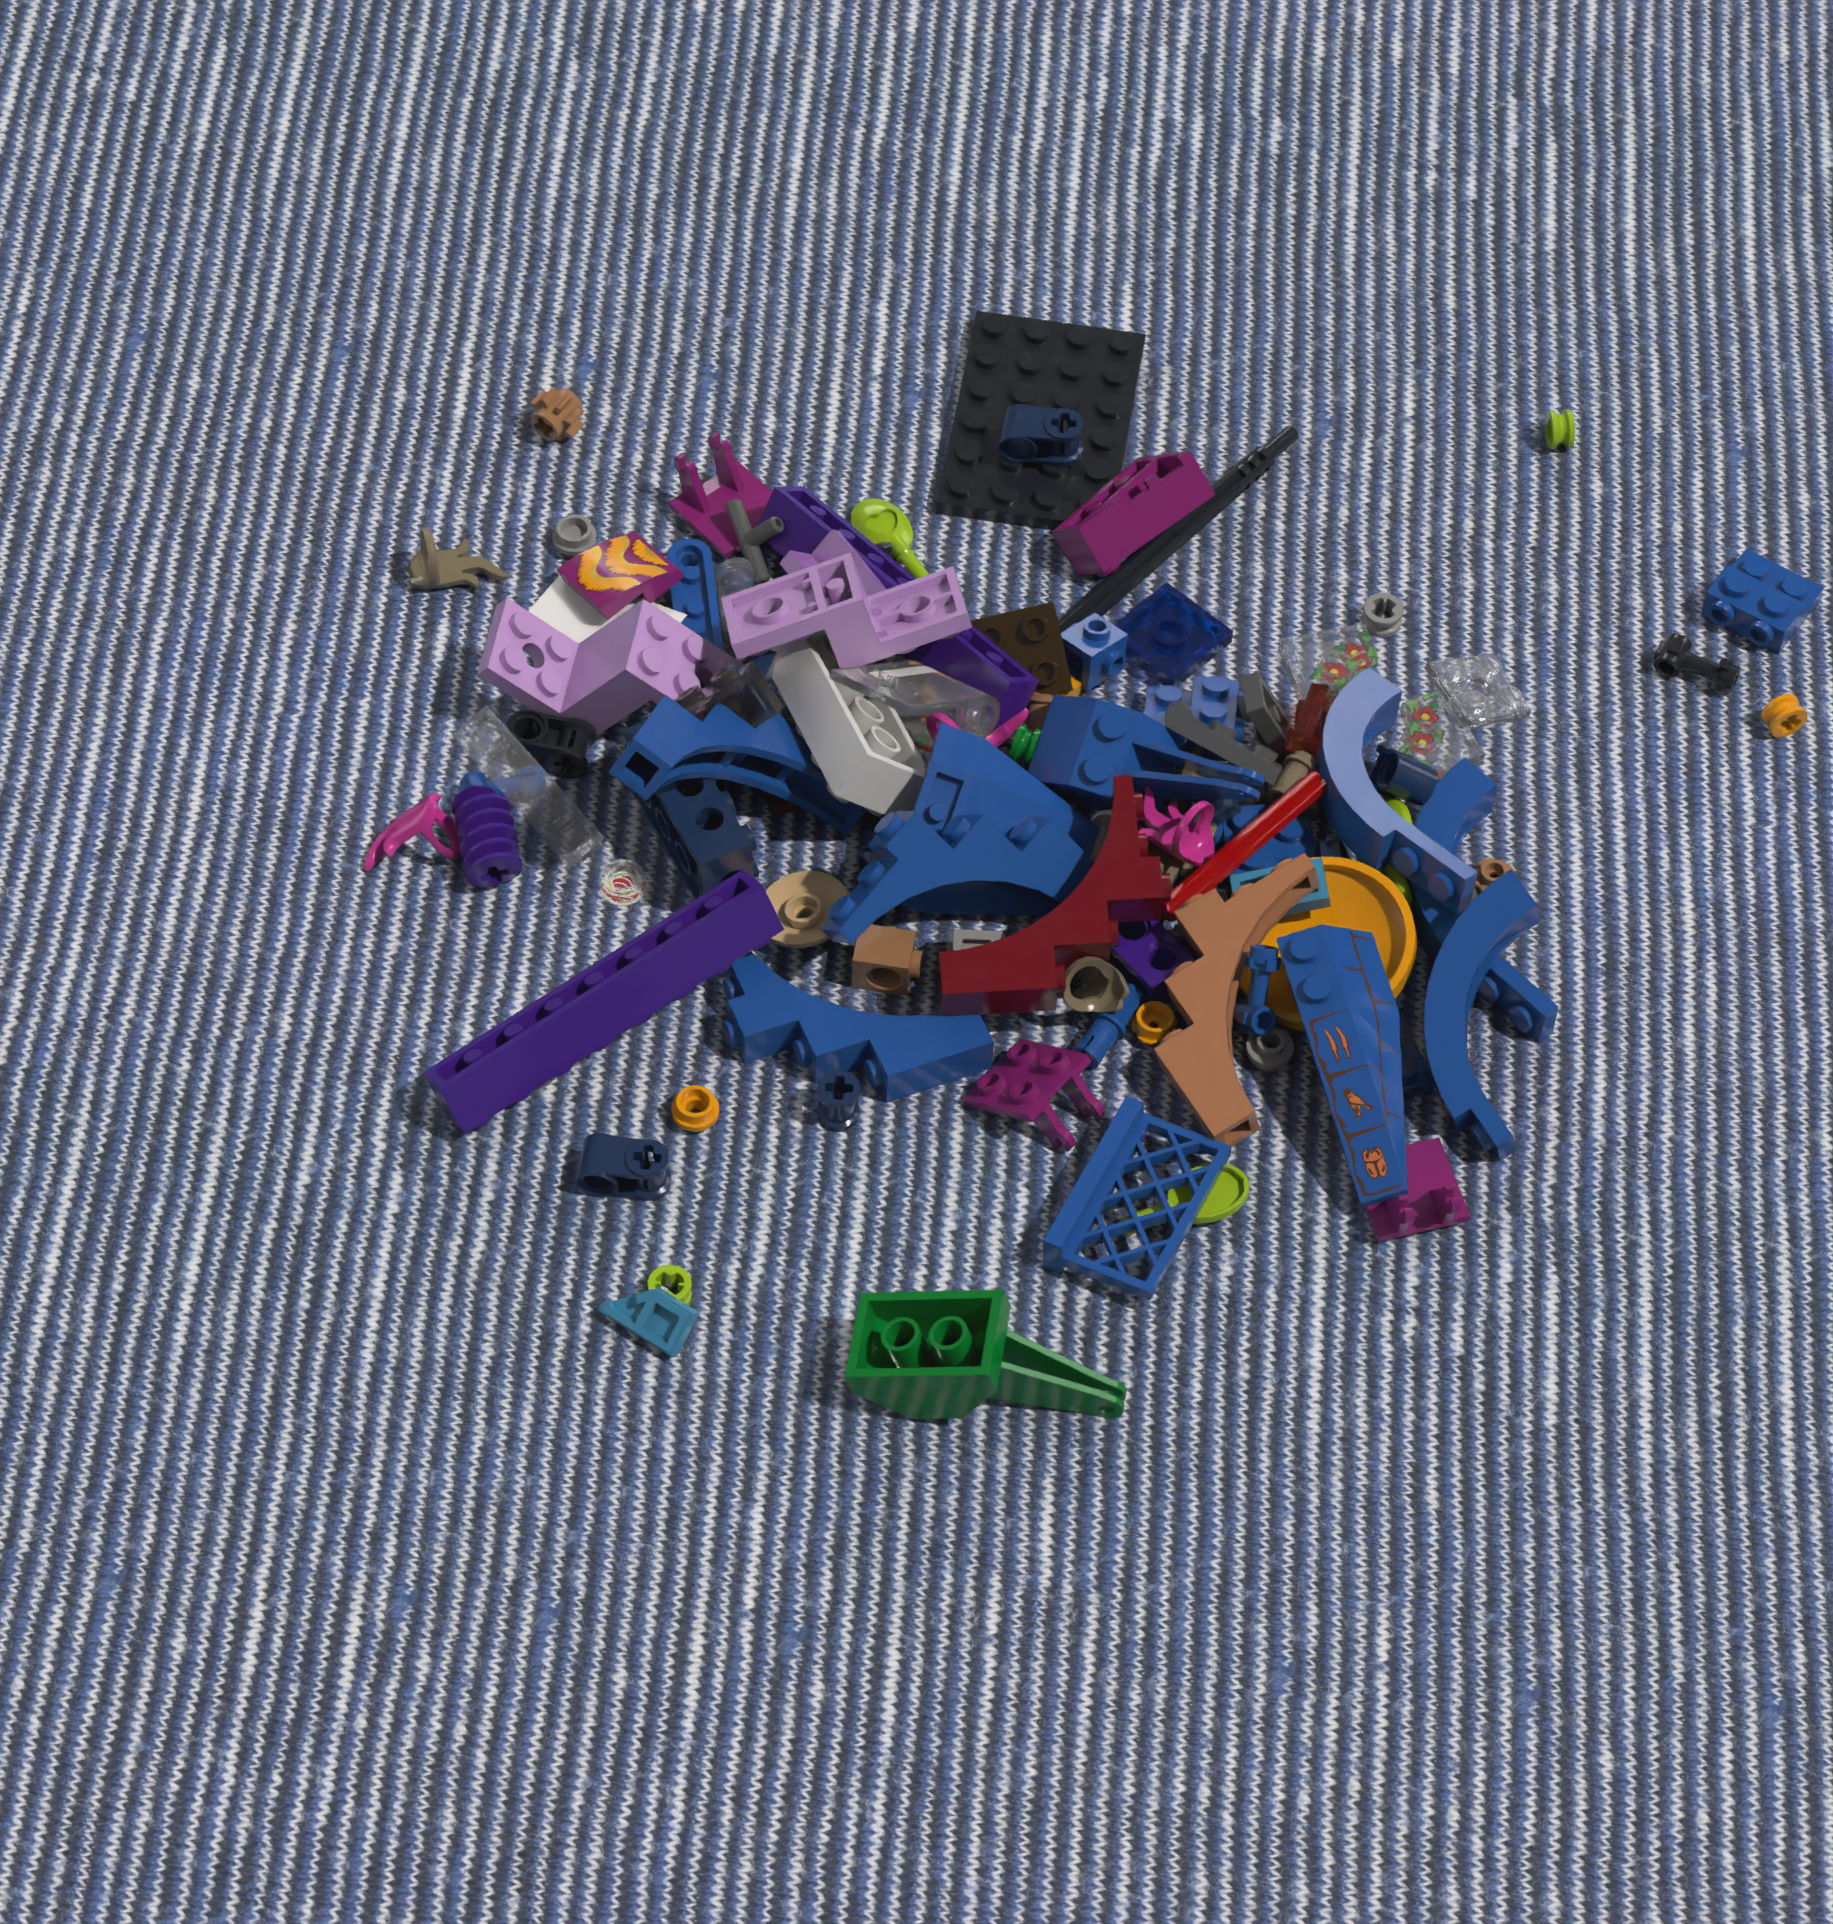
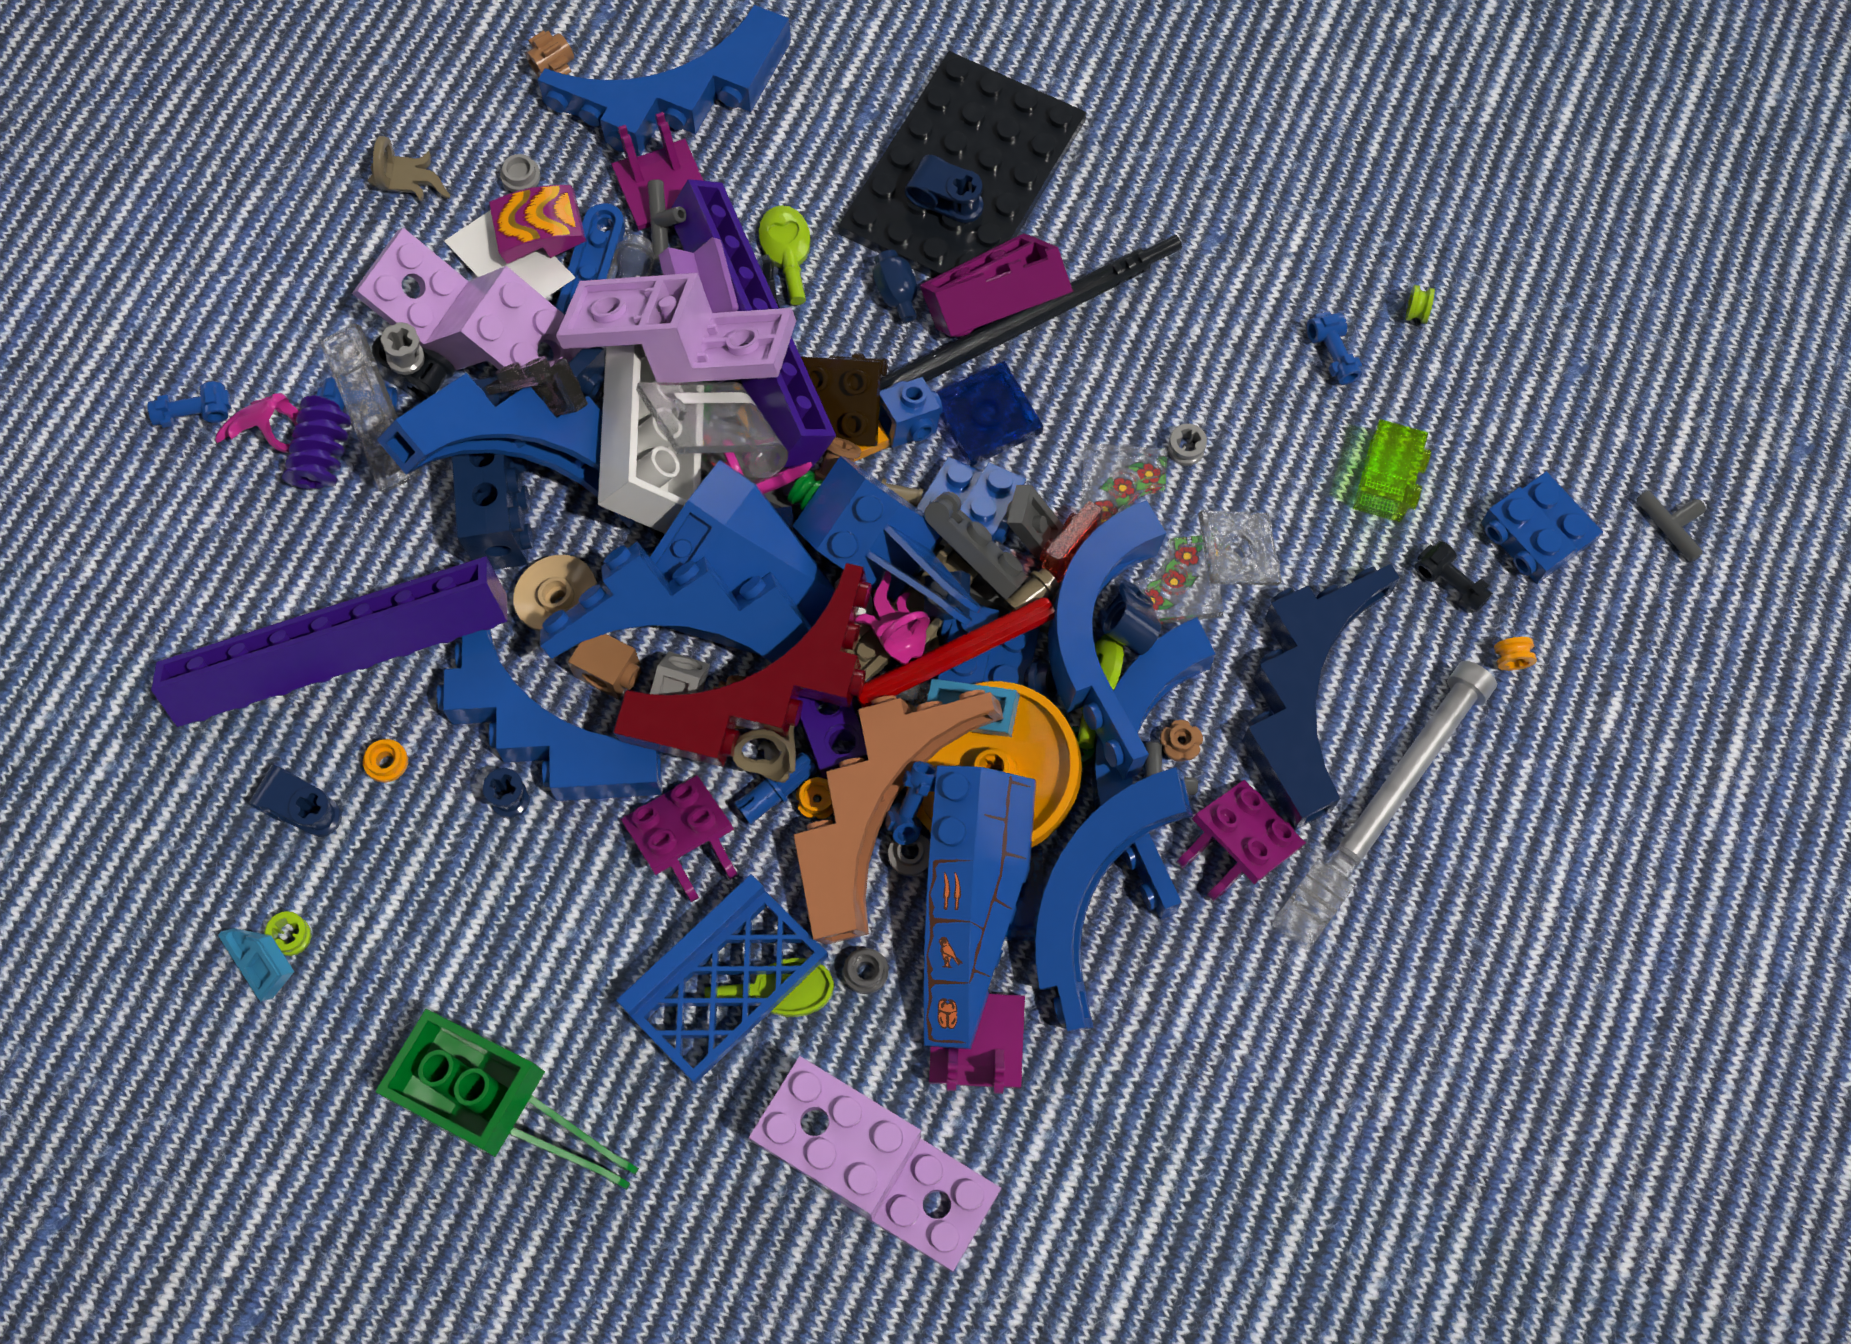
camera: 20 degrees right, 15 degrees up
(346, 829) = (212, 403): none -> blue bar
(548, 723) = (402, 348): none -> light grey bush
(623, 882) = (421, 517): clear tile -> none
(754, 387) = (730, 72): none -> blue arch
(1022, 540) = (896, 283): none -> dark blue plant
(1274, 1150) = (865, 957): none -> flat silver plate
(1356, 1305) = (875, 1163): none -> lavender bracket
(1482, 474) = (1330, 329): none -> blue bar
(1582, 925) = (1248, 832): none -> magenta plate
(1593, 844) = (1287, 743): none -> dark blue arch
(1596, 585) = (1391, 471): none -> clear neon green brick
(1689, 960) = (1329, 883): none -> piece

